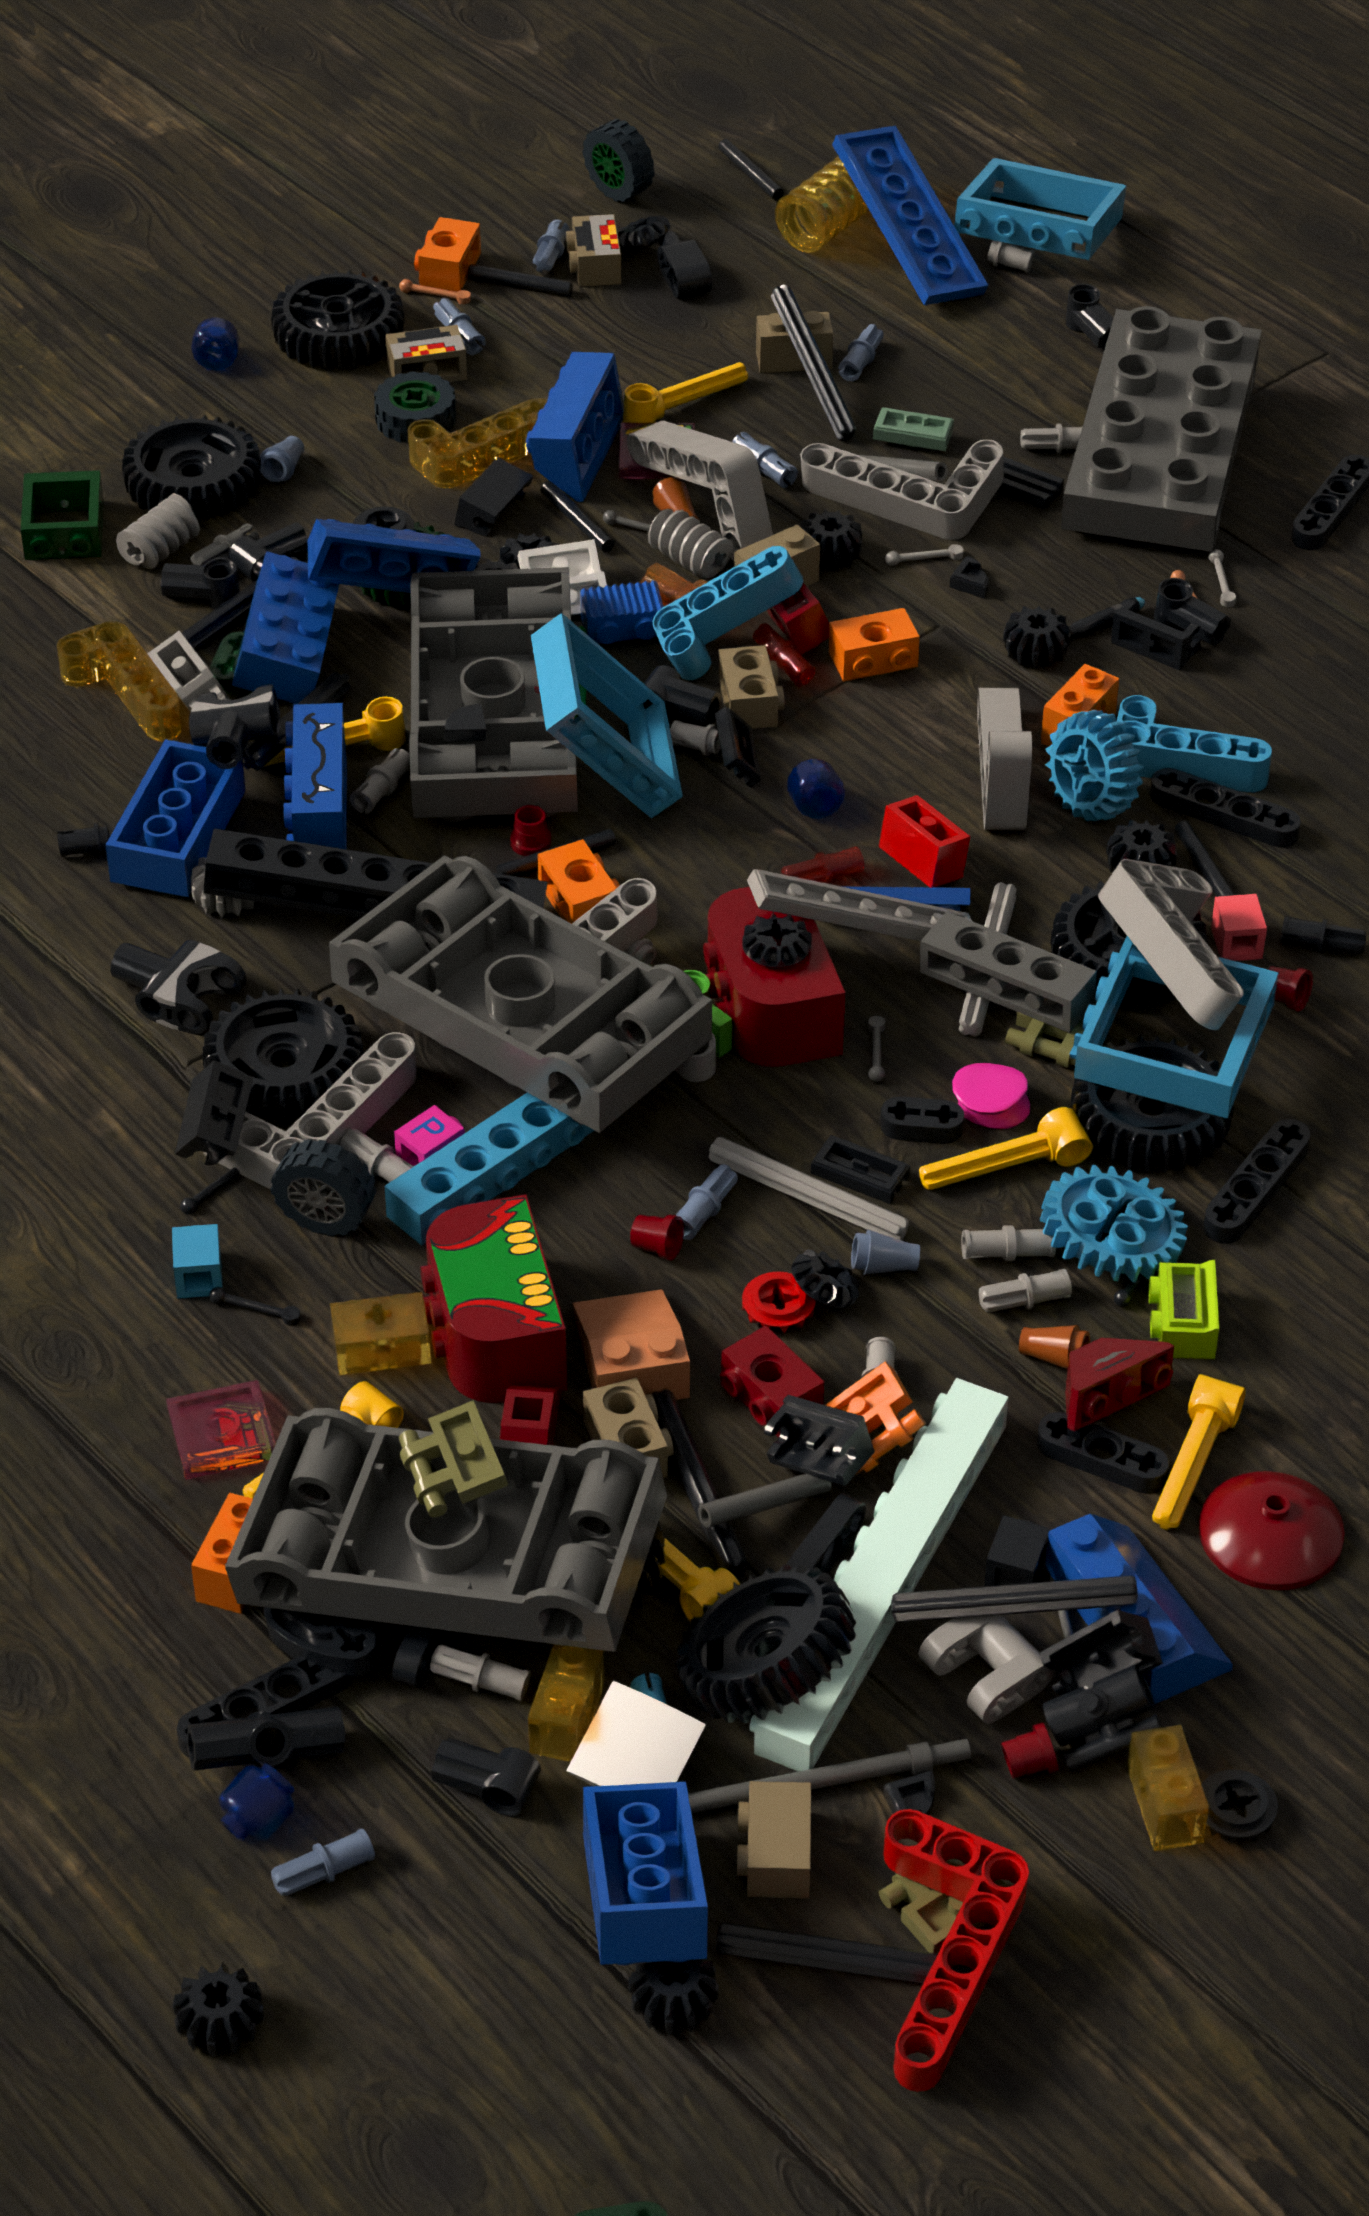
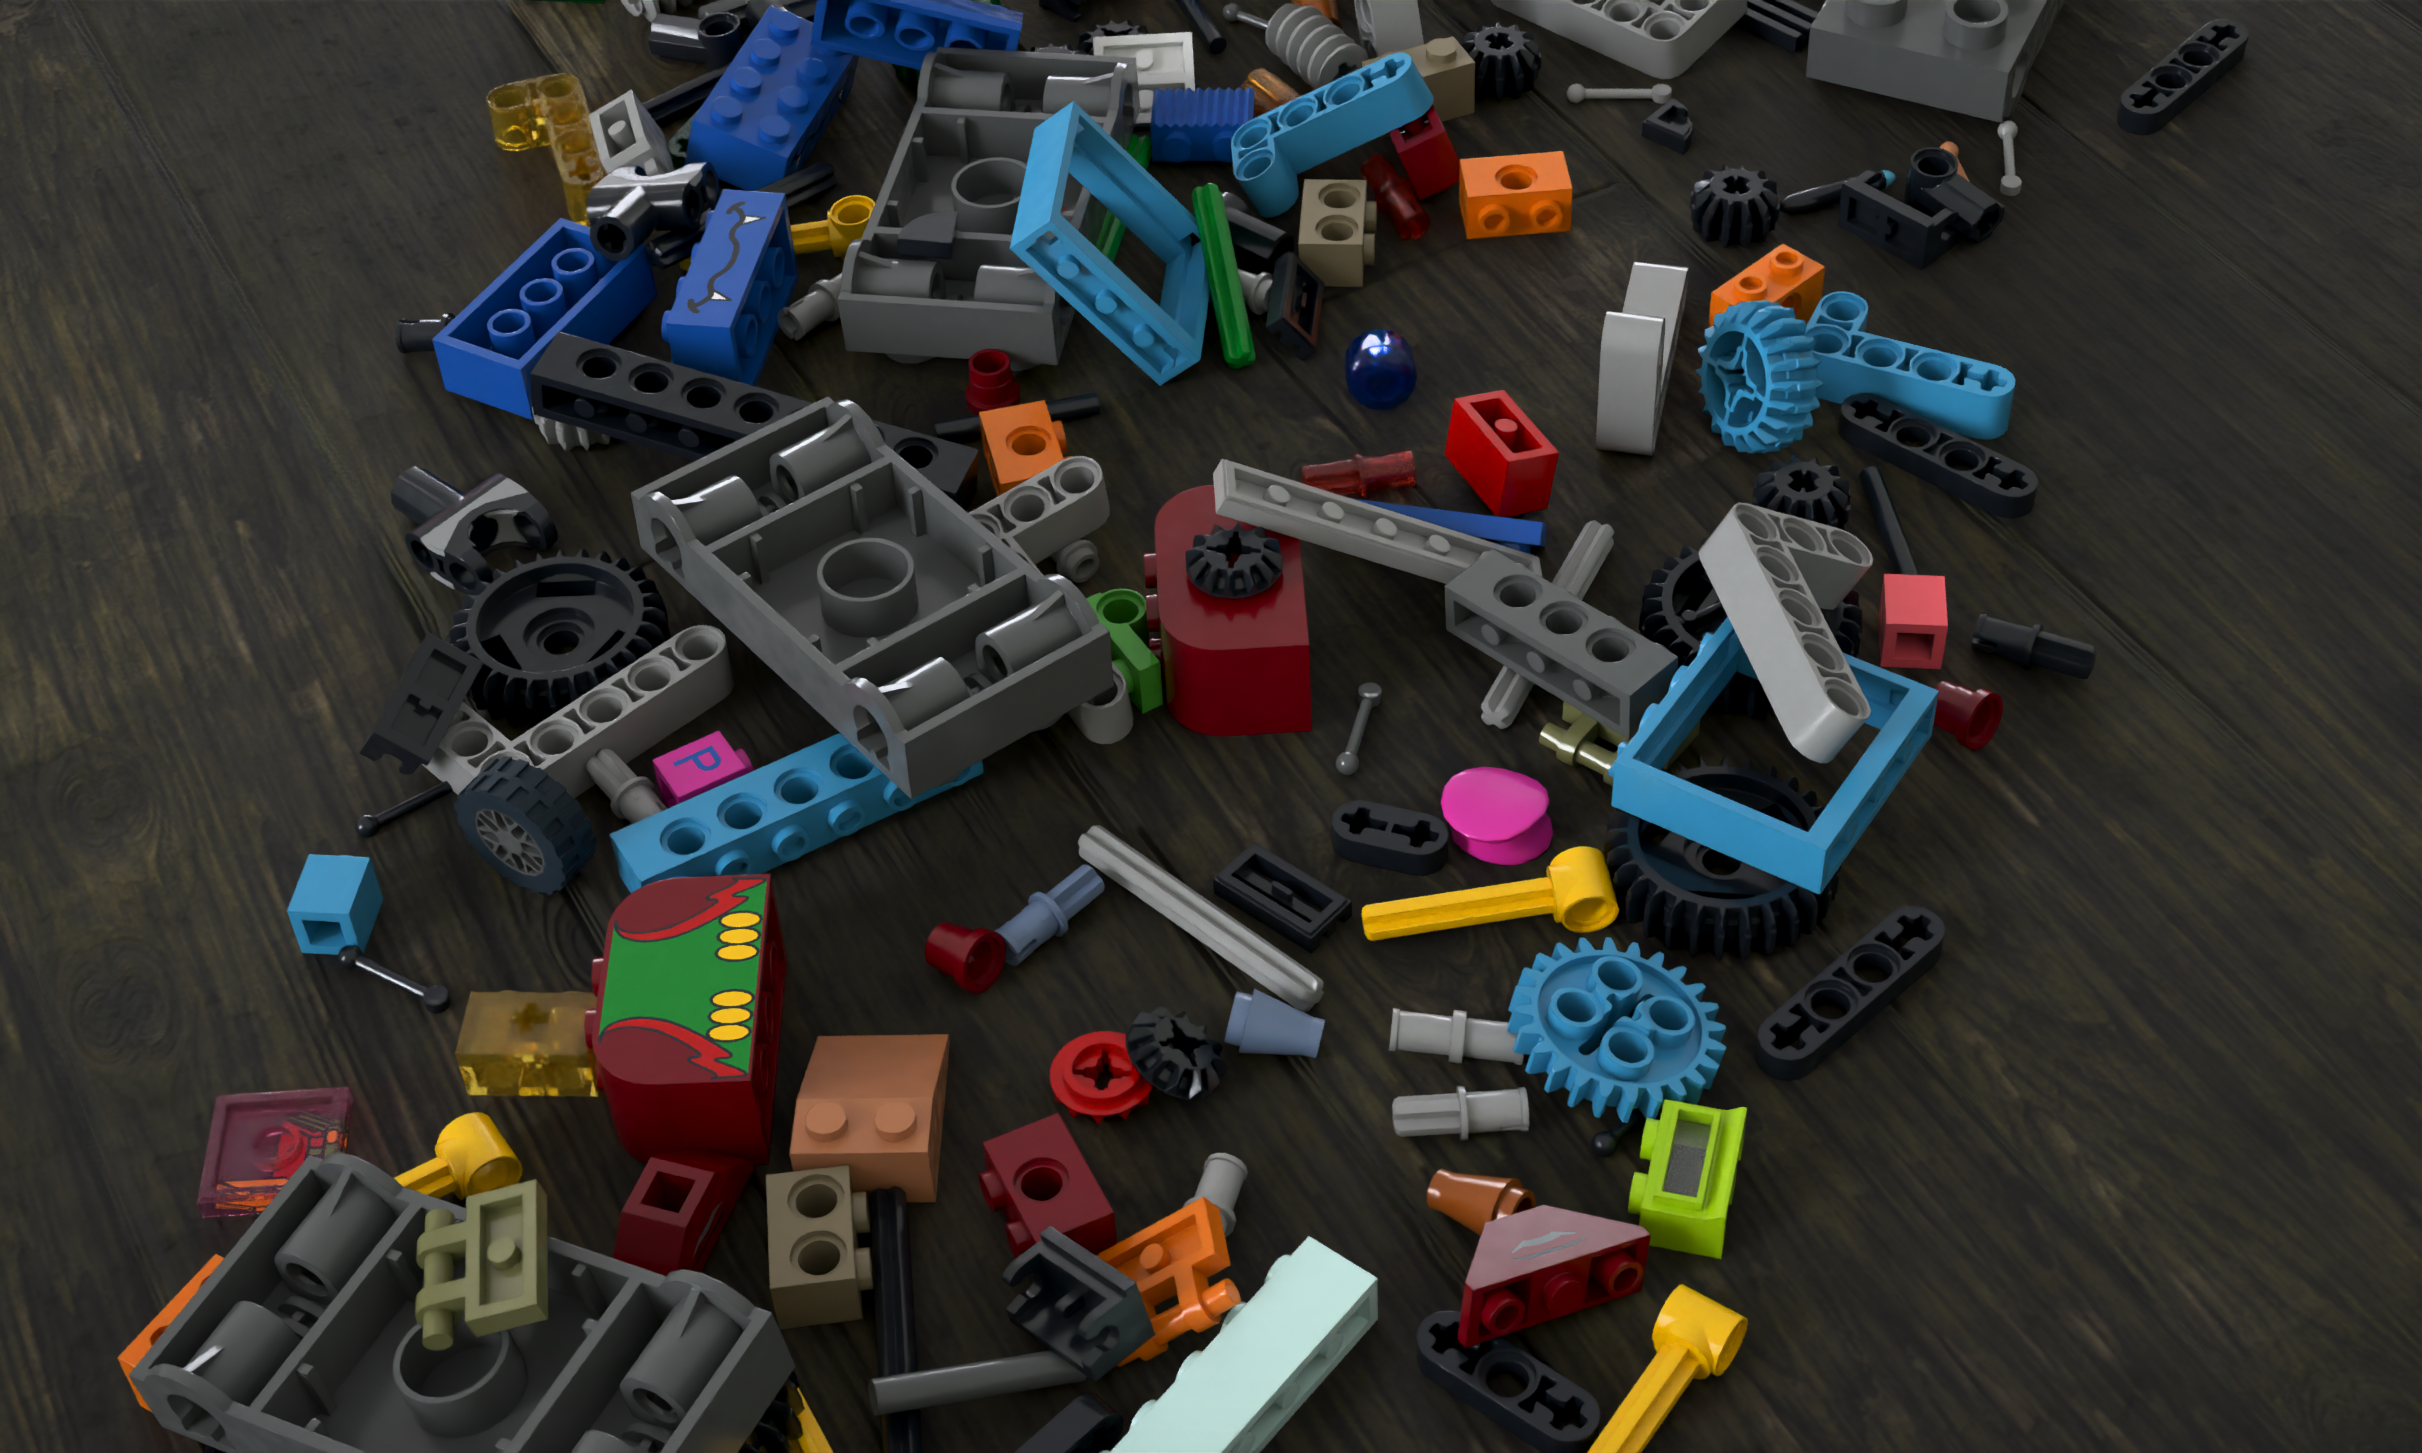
camera: 15 degrees right, 0 degrees up
(680, 730) = (1223, 276): none -> green axle

